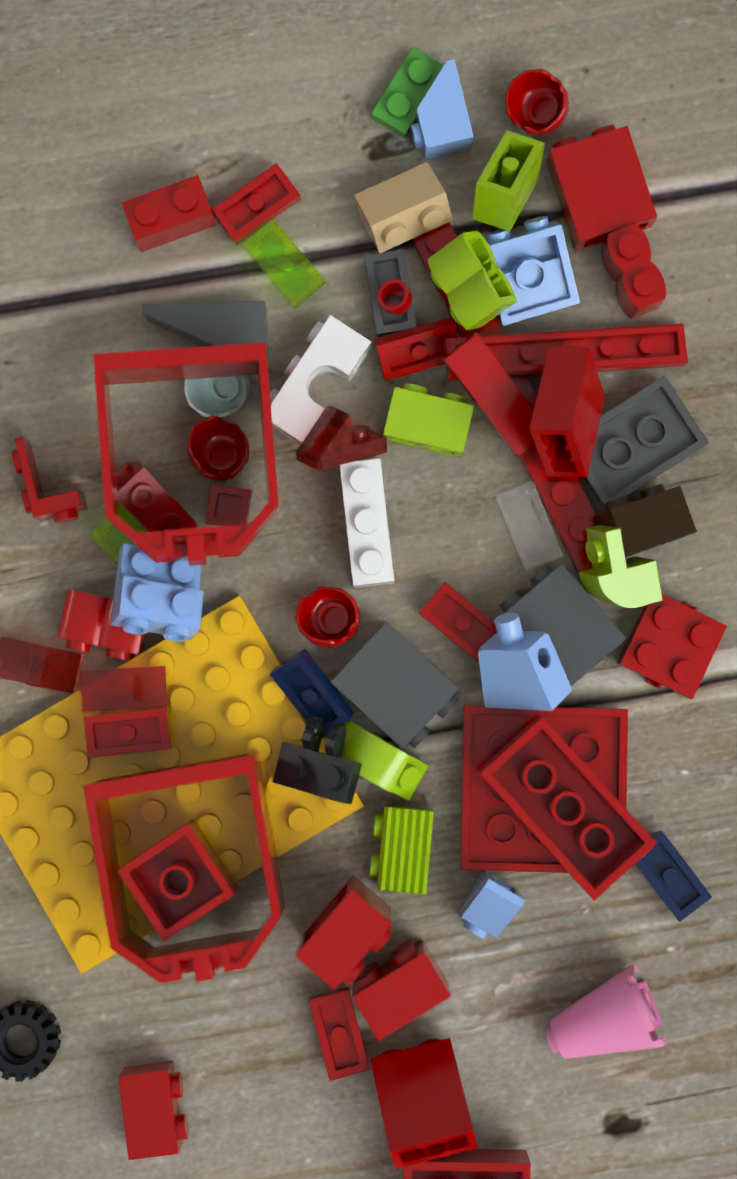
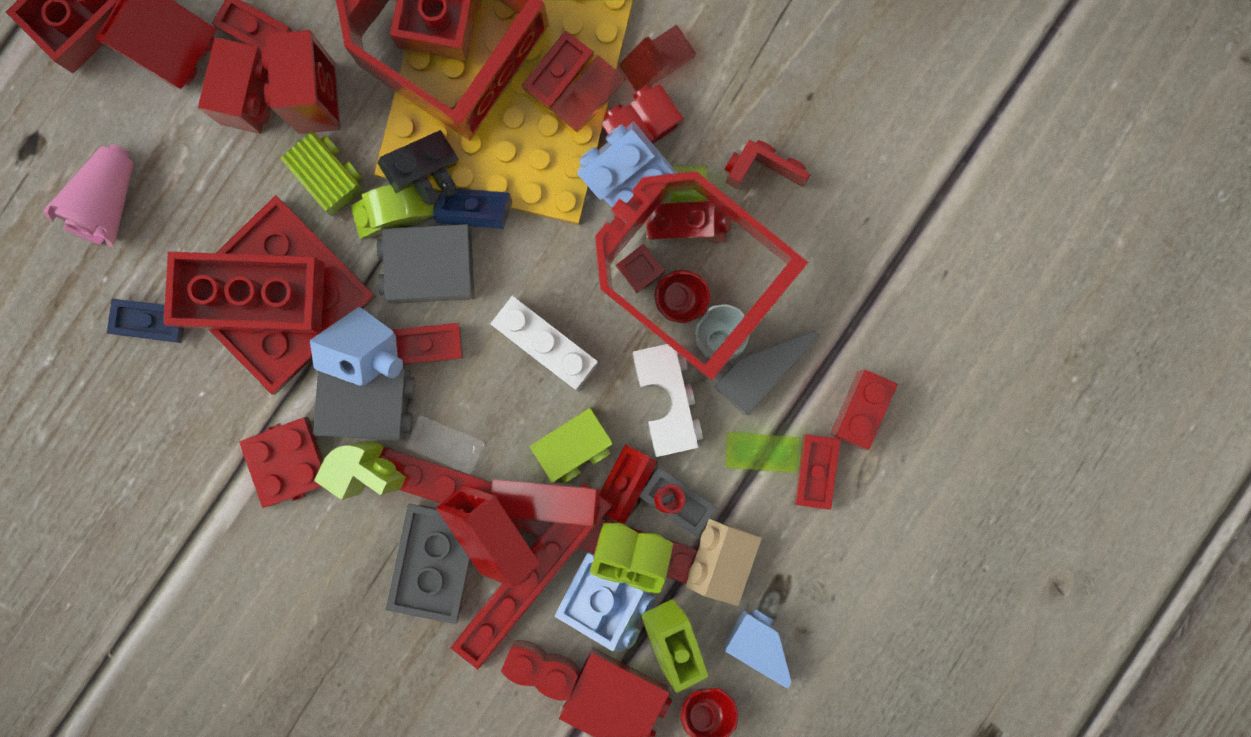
camera: 130 degrees right, 0 degrees up
(328, 617) = (510, 263): red hair -> none
(338, 442) = (611, 374): clear red slope -> none
(405, 92) = (797, 640): bright green plate -> none
(490, 906) = (235, 192): light blue slope -> none
(649, 521) = (372, 522): dark brown brick -> none

